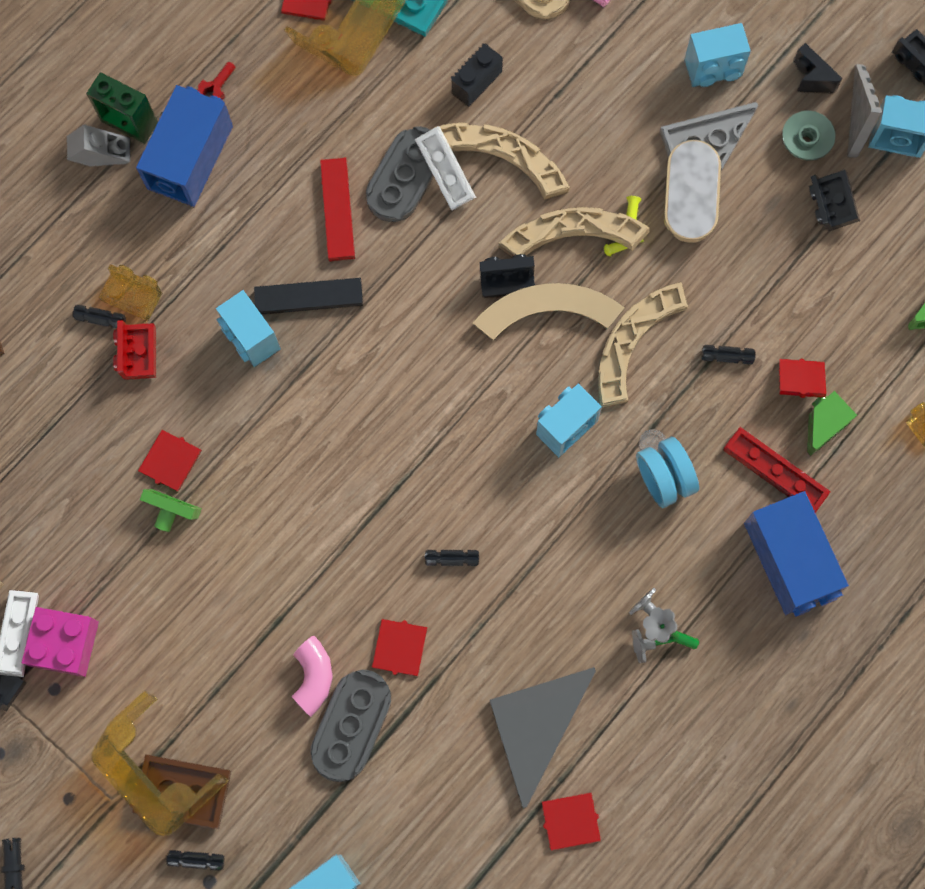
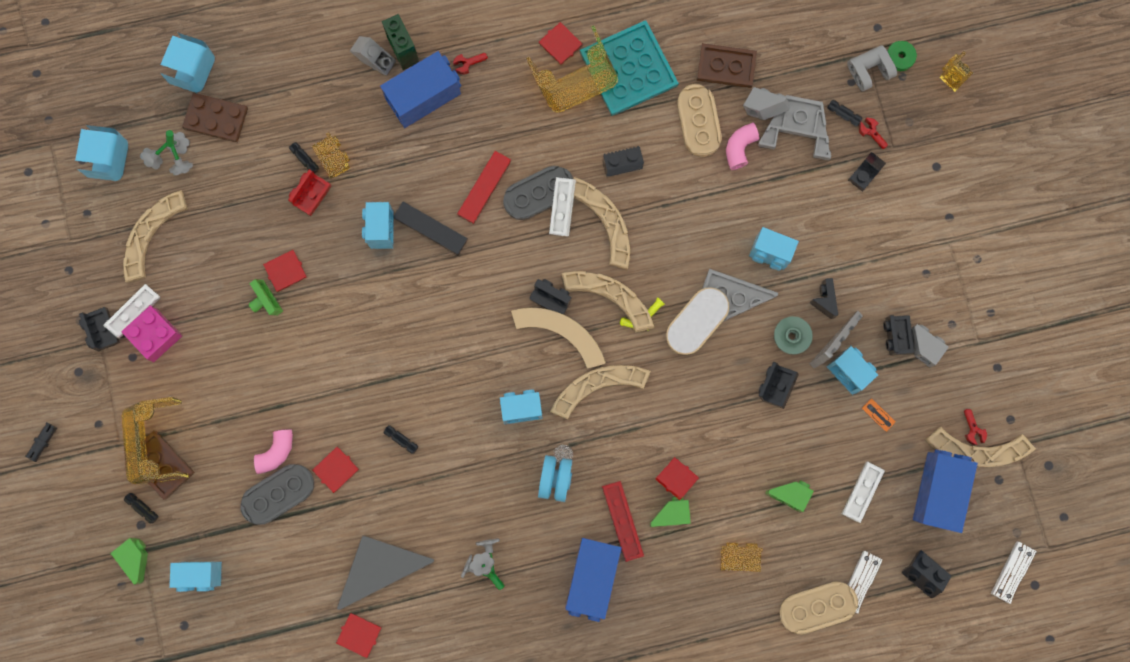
camera: 30 degrees right, 5 degrees up
(728, 354) = (646, 433): black axle -> none

